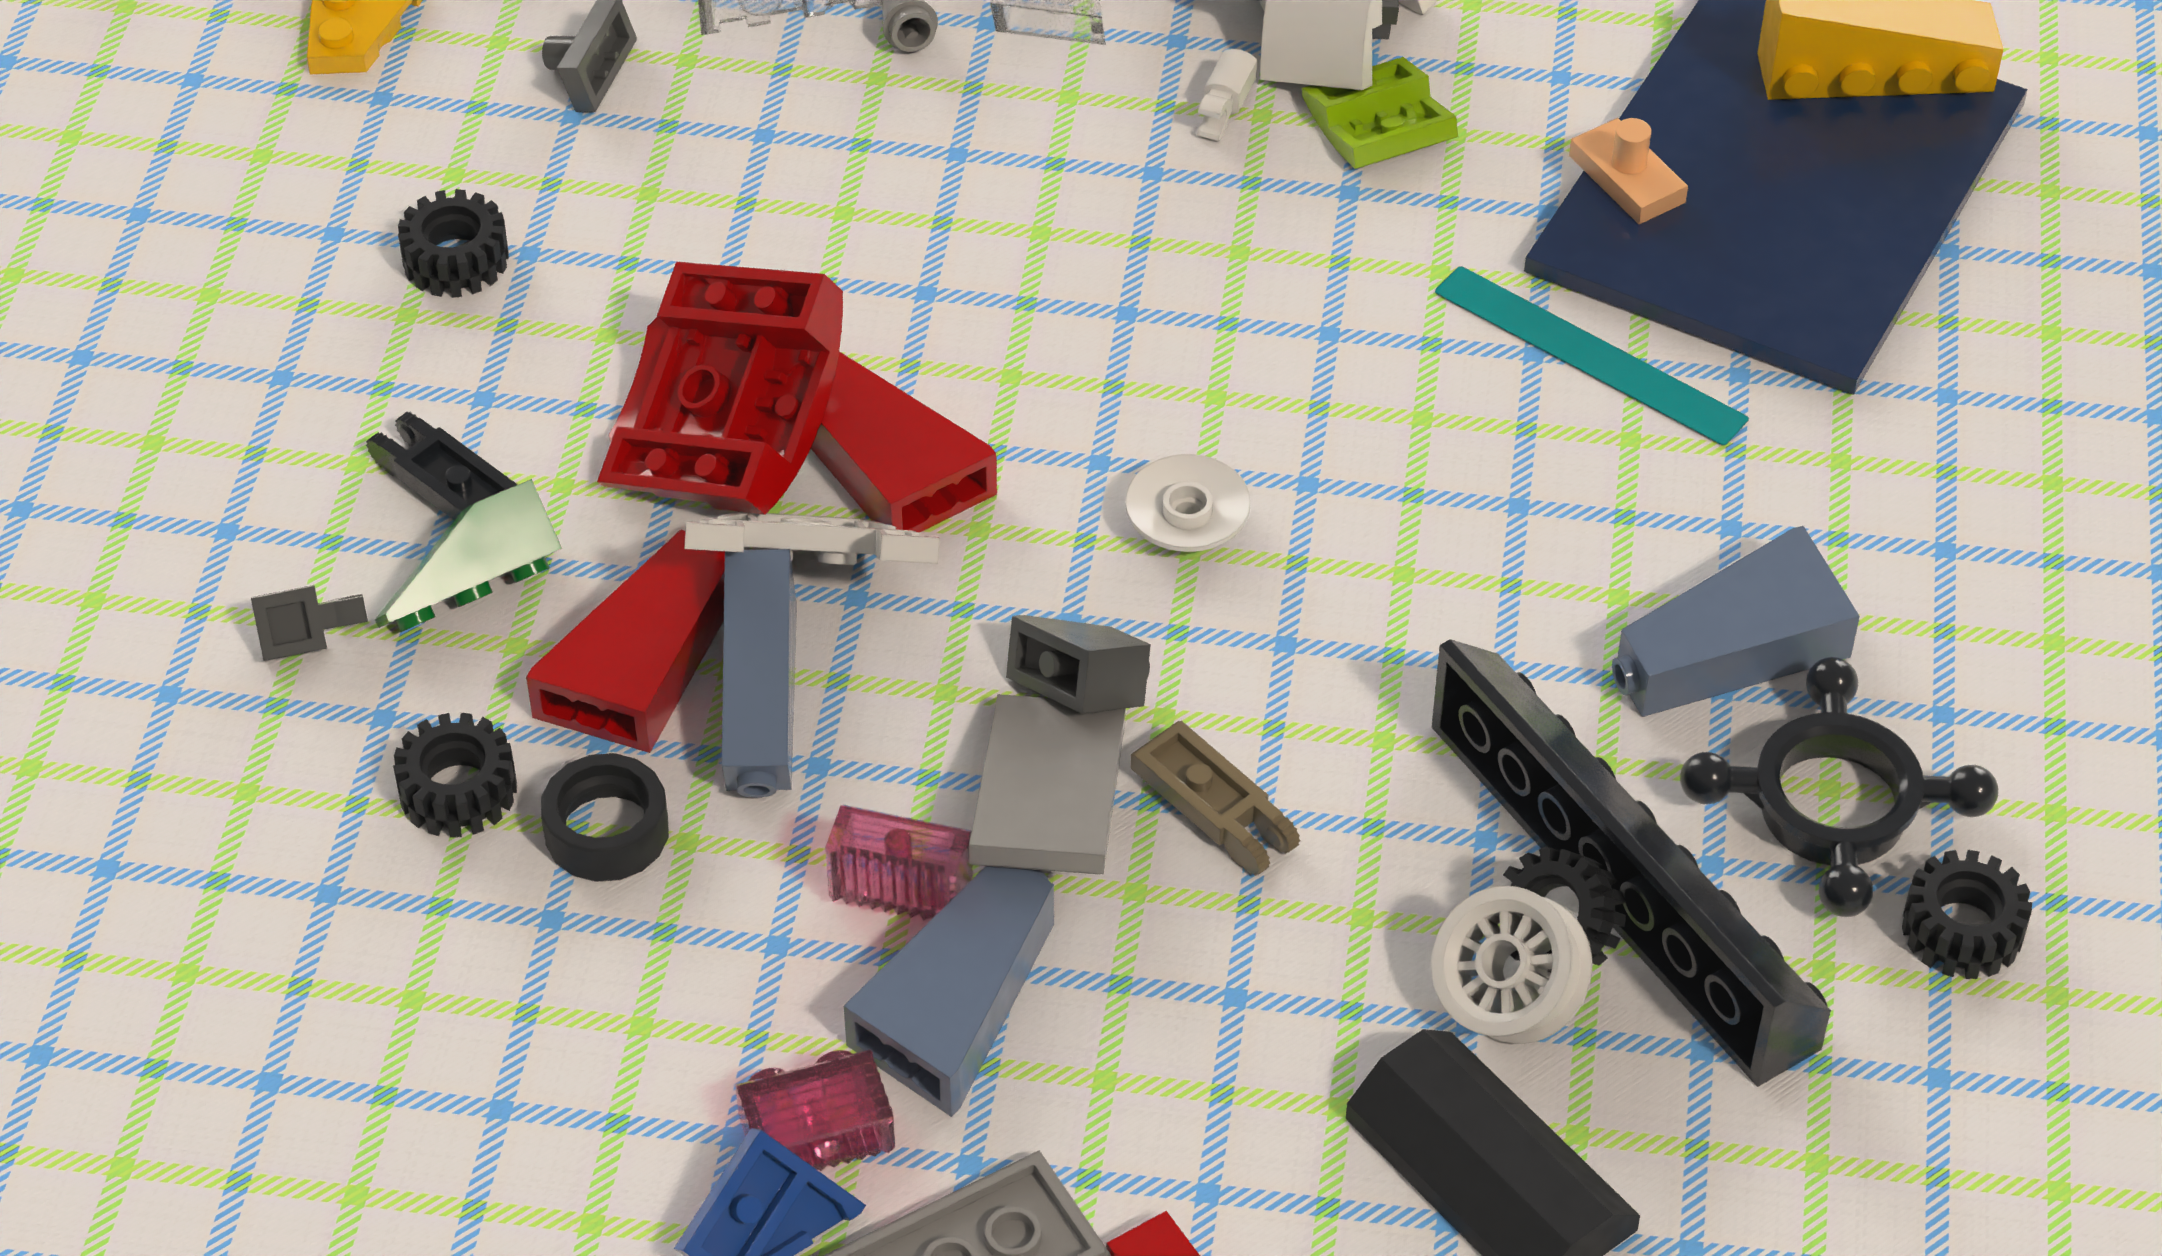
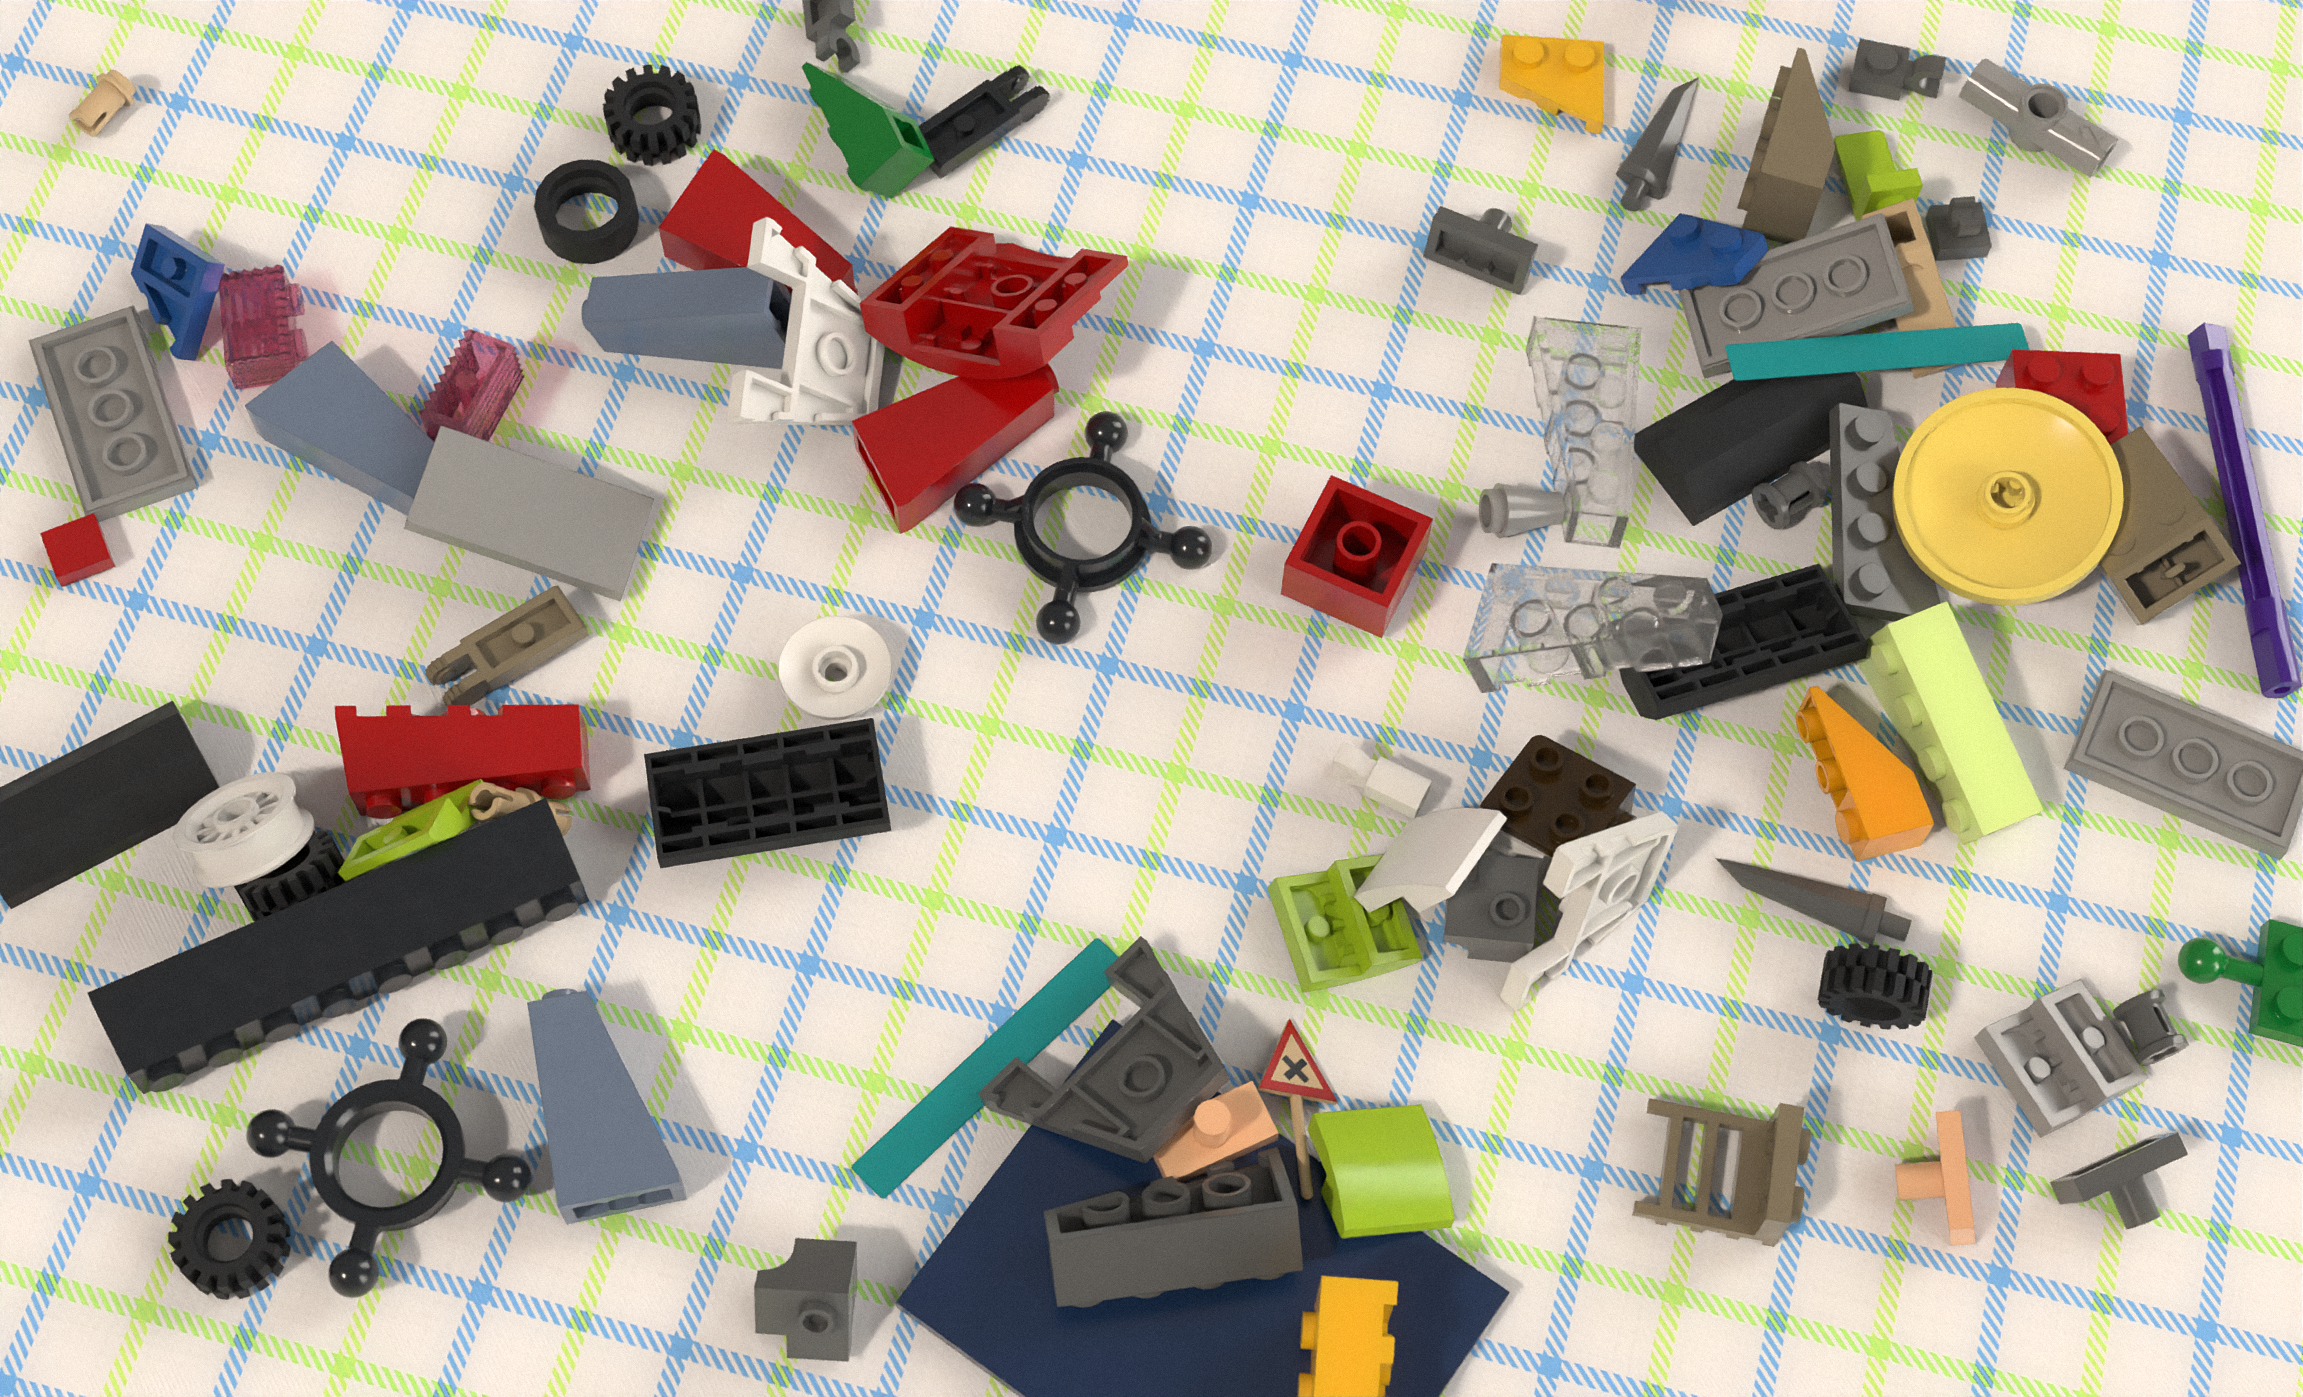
camera: 95 degrees right, 15 degrees up
(451, 220) = (1250, 110): black tyre -> none
(974, 376) = (1058, 619): none -> black piece
(989, 108) = (1356, 556): none -> red brick
(1078, 663) = (652, 555): dark grey slope -> none
(1358, 535) = (766, 793): none -> black piece
(1368, 802) = (413, 759): none -> red wedge
(1429, 709) = (500, 801): none -> tan pin
(1487, 785) = (411, 833): none -> lime slope
(1554, 130) = (1296, 1075): none -> piece
(1599, 205) = (1136, 1084): none -> dark grey wing
(1627, 52) = (1381, 1171): none -> lime slope
(1736, 159) = (1177, 1235): none -> dark grey wedge
(1875, 422) = (810, 1299): none -> dark grey brick

